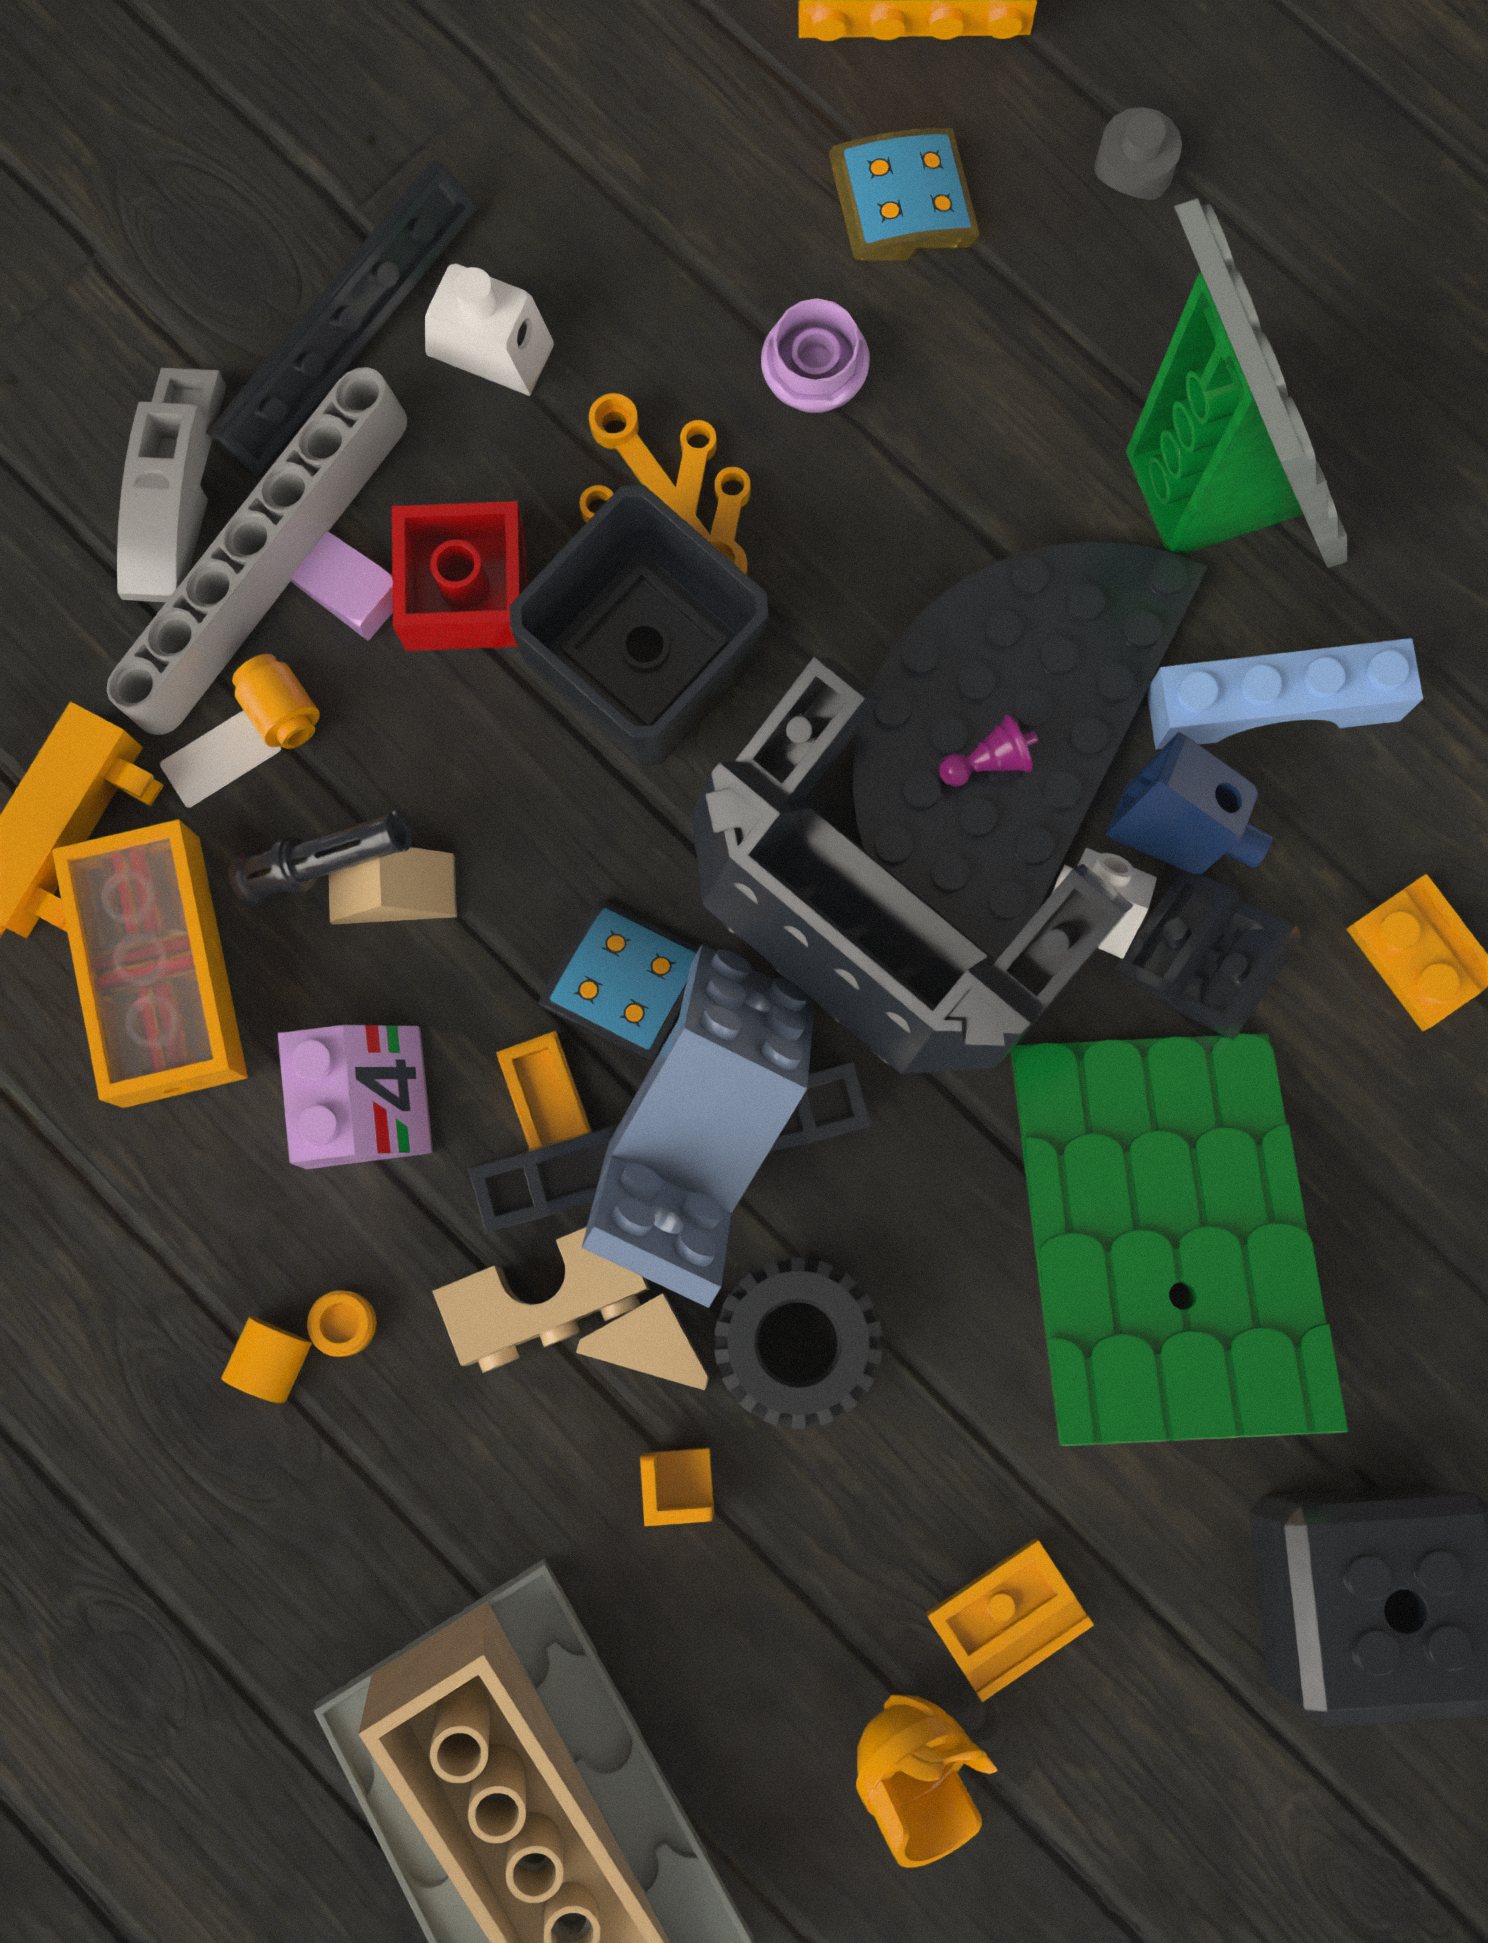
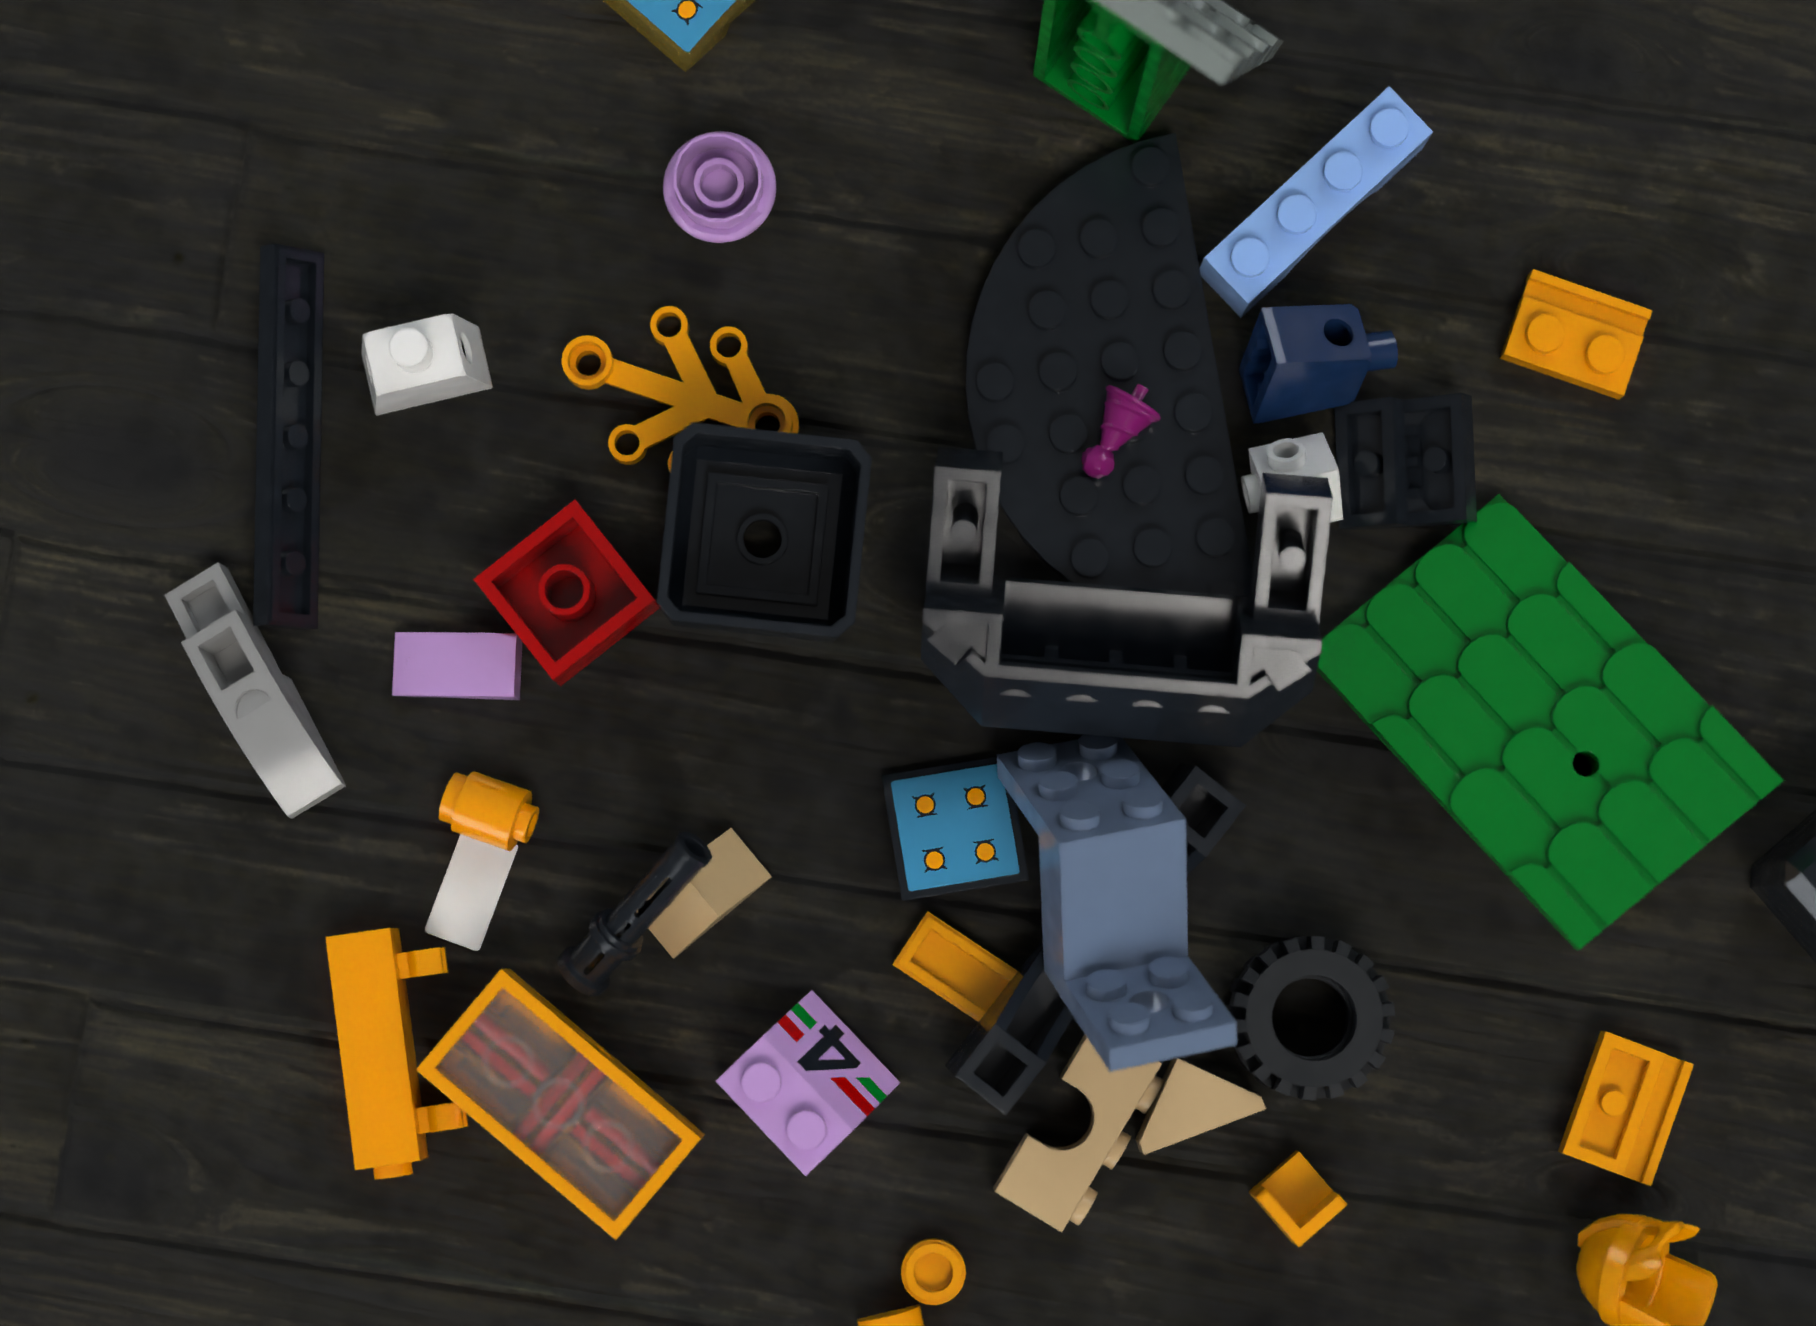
camera: 40 degrees left, 5 degrees up
(257, 552) = (396, 717): light grey beam -> none

